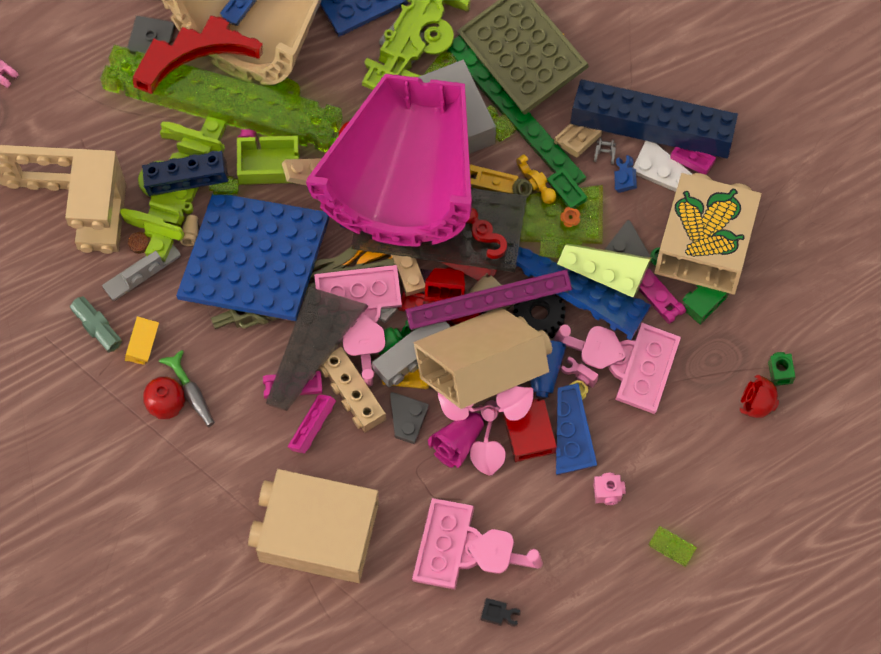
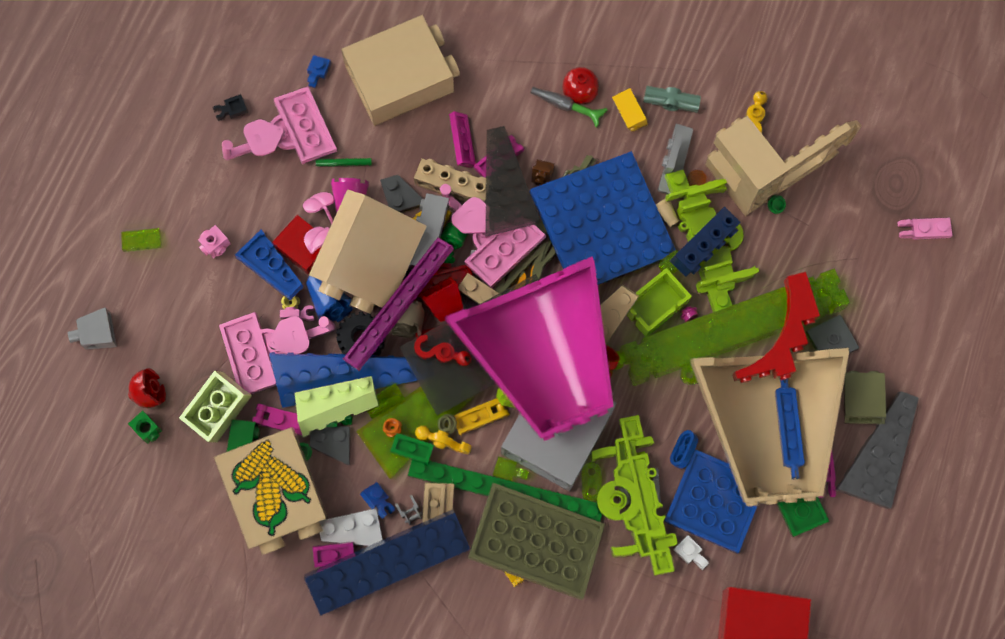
camera: 140 degrees right, 5 degrees up
(37, 257) = (756, 111): none -> yellow piece
(267, 342) = (542, 172): none -> reddish brown bracket
(346, 42) = (684, 449): none -> blue plate
(387, 595) = (317, 69): none -> blue plate
(432, 484) = (344, 162): none -> green bar
(708, 336) = (215, 406): none -> yellowish green brick
(771, 486) = (94, 330): none -> light grey torso

